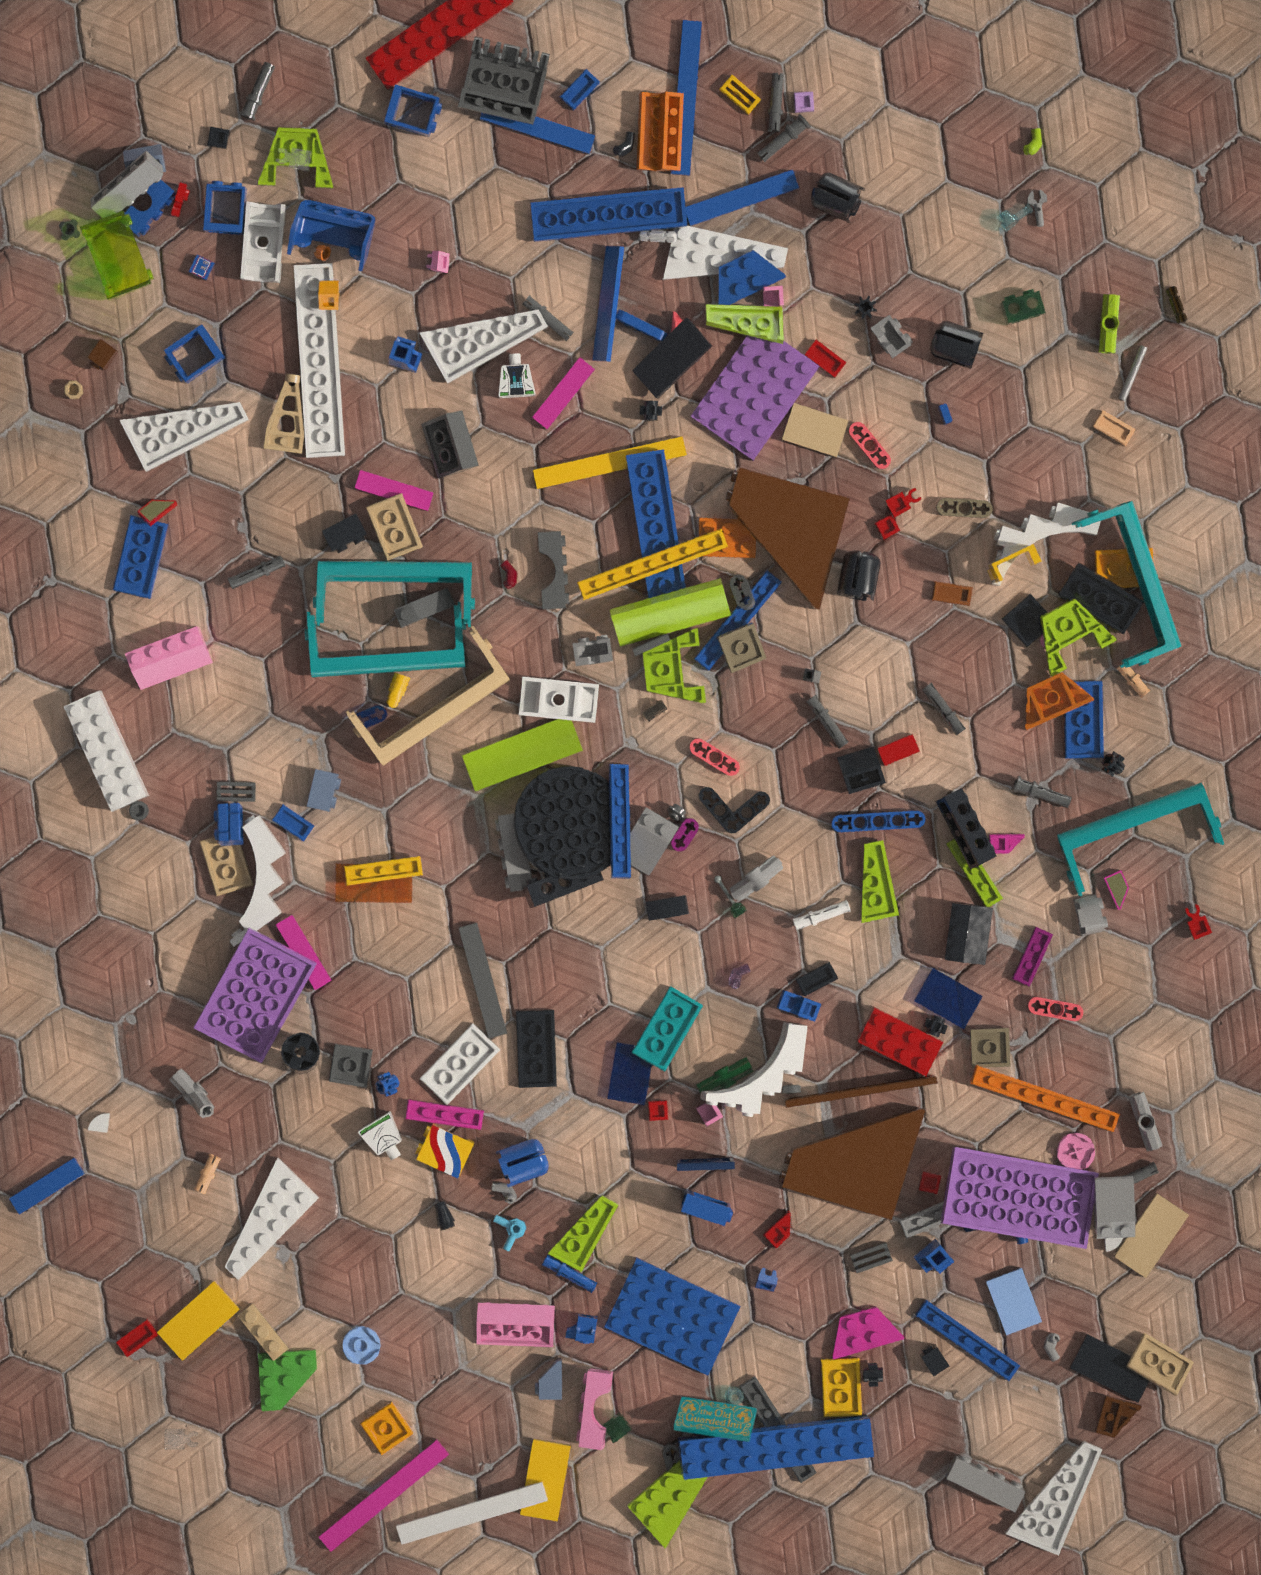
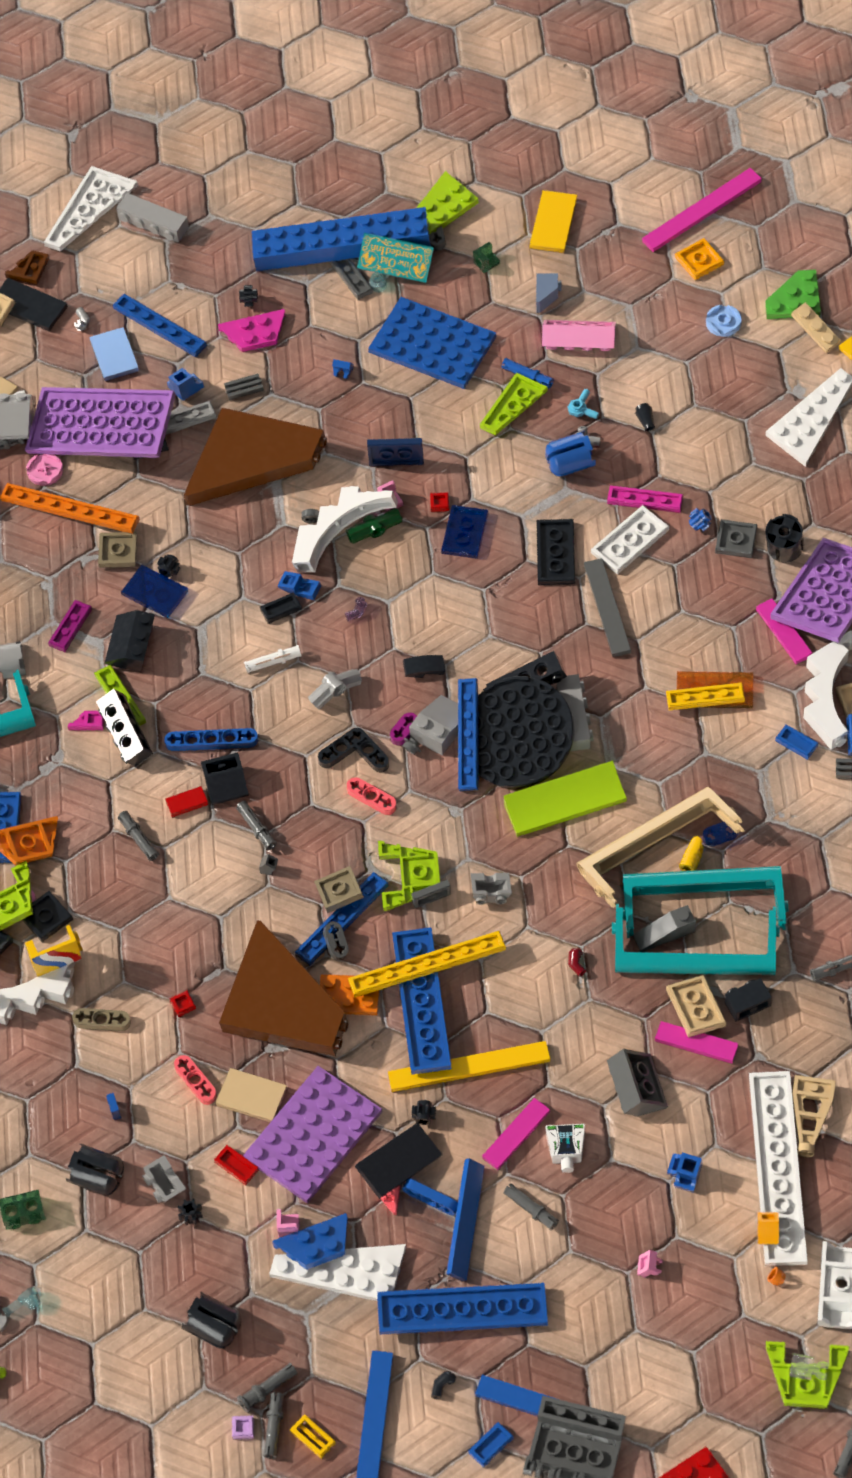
camera: 170 degrees left, 30 degrees down
(323, 790) = (766, 766): sand blue brick -> none
(332, 226) = (762, 1304): blue windscreen -> none
(382, 1136) = (705, 479): white torso -> none
(394, 104) = (681, 1403): blue window -> none
(444, 1150) = (645, 465): panel -> none
(472, 344) = (613, 1179): white wing -> none
(472, 1513) = (620, 195): white tile -> none
(551, 545) = (532, 984): dark grey arch -> none
(579, 698) = (547, 845): white piece -> none
(583, 1330) = (515, 328): blue brick -> none
(592, 1432) = (508, 254): bright pink arch -> none
(655, 710) = (426, 838): clear smoke pin -> none
(658, 236) = (406, 1284): white axle -> none
(660, 131) = (403, 1395): orange slope -> none
(667, 1028) = (427, 565): teal tile -> none
(670, 612) = (410, 922): lime arch -> none
(706, 1208) = (395, 426): blue window -> none
(737, 908) = (355, 662): hinge -> none
(741, 198) = (316, 1327): blue tile -> none
(754, 321) = (312, 1197): lime wing -> none
(779, 1230) = (329, 407): red tile -> none
(841, 1387) = (278, 289): yellow tile -> none
(859, 575) = (226, 941): black cylinder -> none
(860, 1091) = (242, 514): reddish brown tile -> none
(877, 886) = (216, 684): lime wing -> none
(899, 503) = (167, 1023): red plate -> none
(899, 1041) = (205, 553): red brick -> none
(929, 1182) = (184, 445): red tile -> none
(934, 1359) = (191, 307): black brick -> none
(952, 593) = (121, 941): dark orange tile -> none
(1032, 789) = (54, 764): dark grey pin -> none
(1070, 1006) = (57, 588): coral beam -> none

